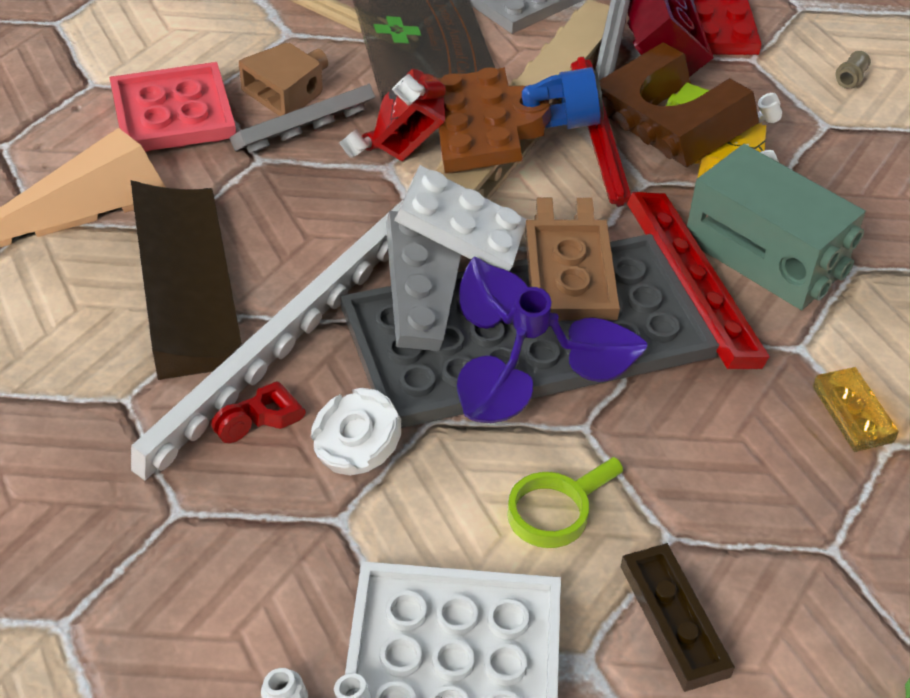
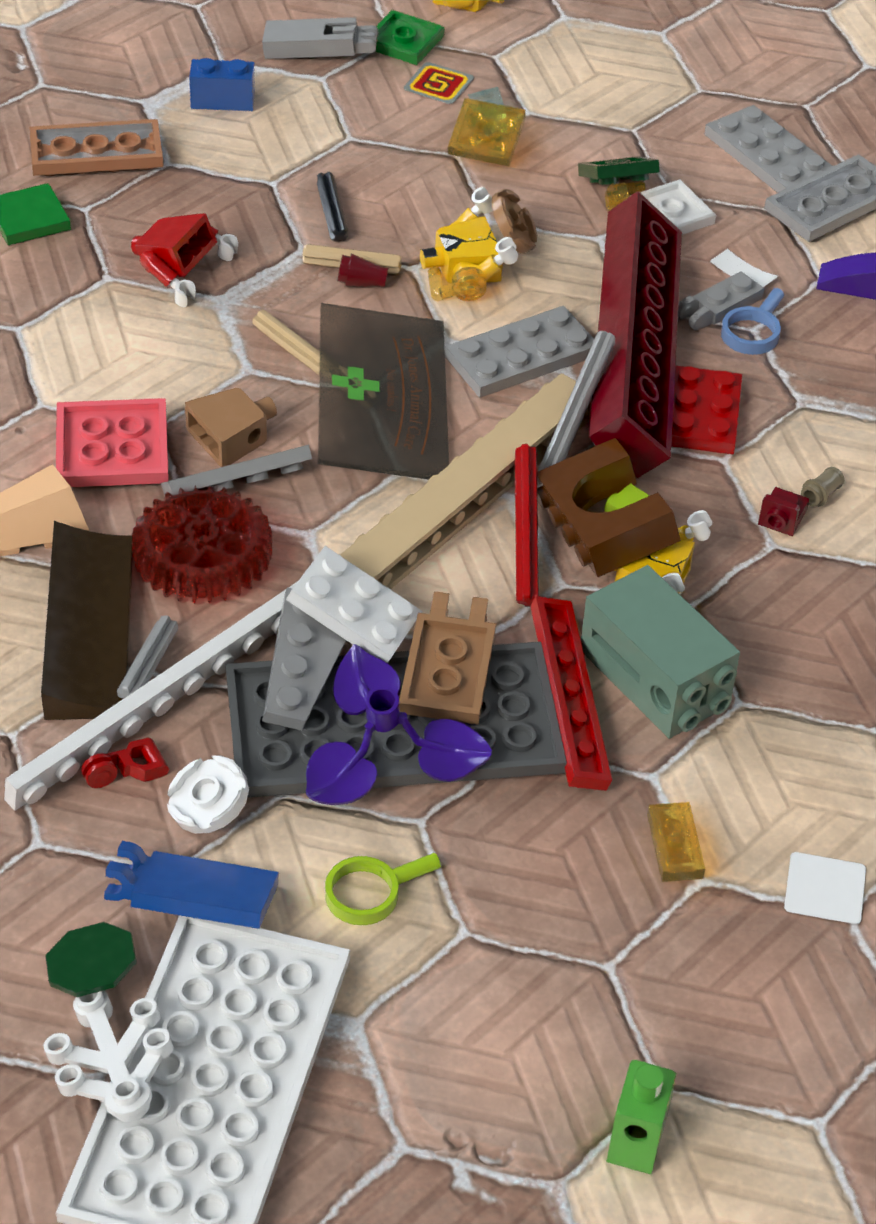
camera: 10 degrees right, 0 degrees up
(257, 300) = (148, 656): none -> light grey axle
(271, 637) = (90, 959): none -> dark green piece
(285, 187) = (206, 543): none -> clear red gear
(365, 534) = (192, 886): none -> blue tile
(405, 118) = (334, 488): red torso -> none
(490, 117) = (413, 493): dark orange plate -> none
(677, 617) = (442, 998): dark brown plate -> none
(826, 94) = (783, 511): none -> dark red bracket

